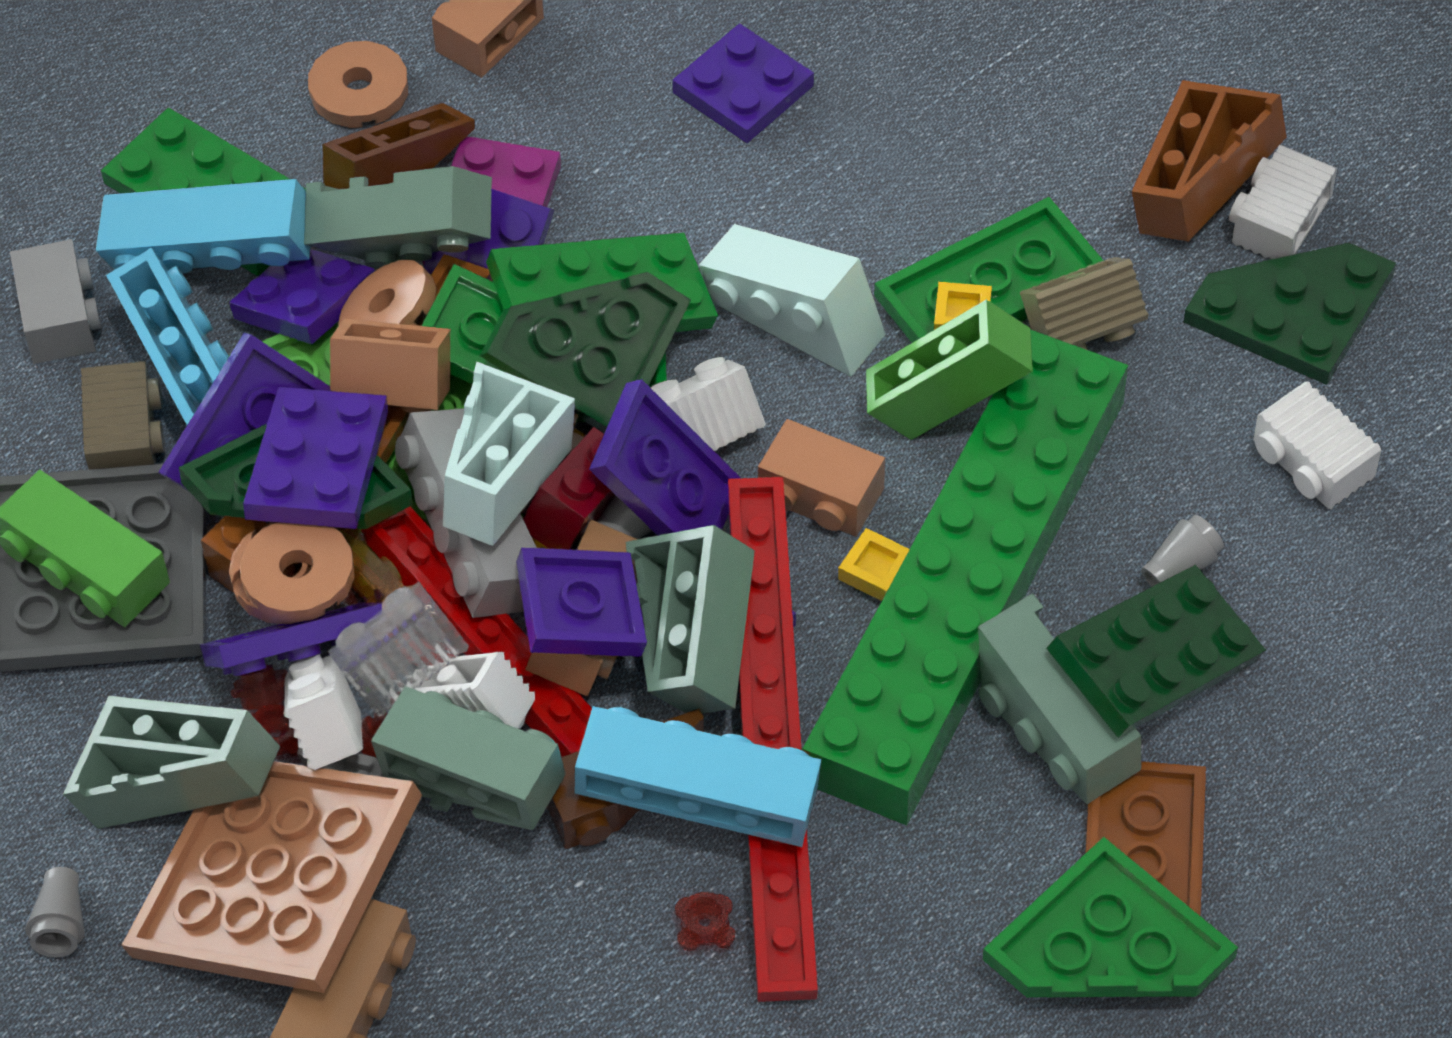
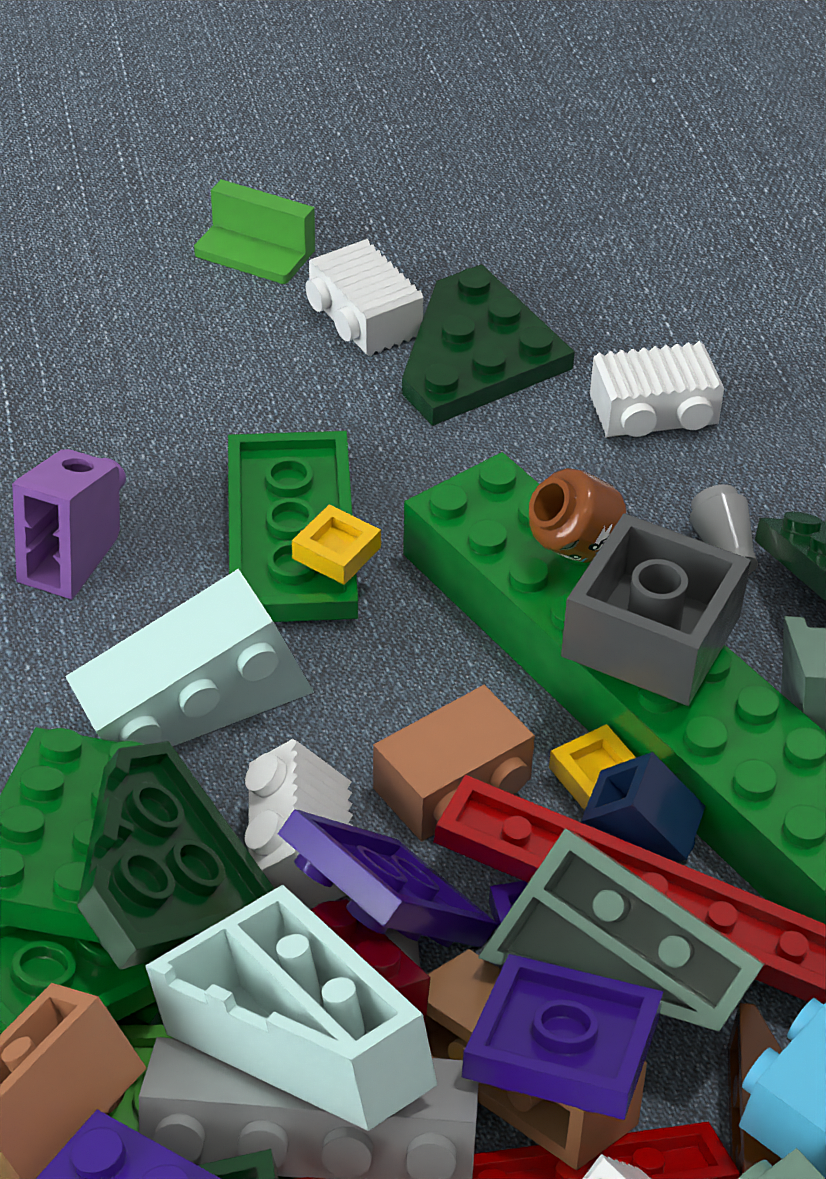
camera: 65 degrees left, 10 degrees down
(835, 603) = (645, 807): none -> dark blue brick
(889, 147) = (65, 520): none -> medium lavender torso
(949, 370) = (424, 574): bright green brick -> none
(975, 508) = (655, 608): none -> dark grey brick
(1044, 426) = (574, 513): none -> dark orange head
(1087, 303) = (386, 459): dark tan brick -> none
(1204, 156) = (276, 312): dark orange wedge -> none
(1313, 99) = (257, 232): none -> bright green panel

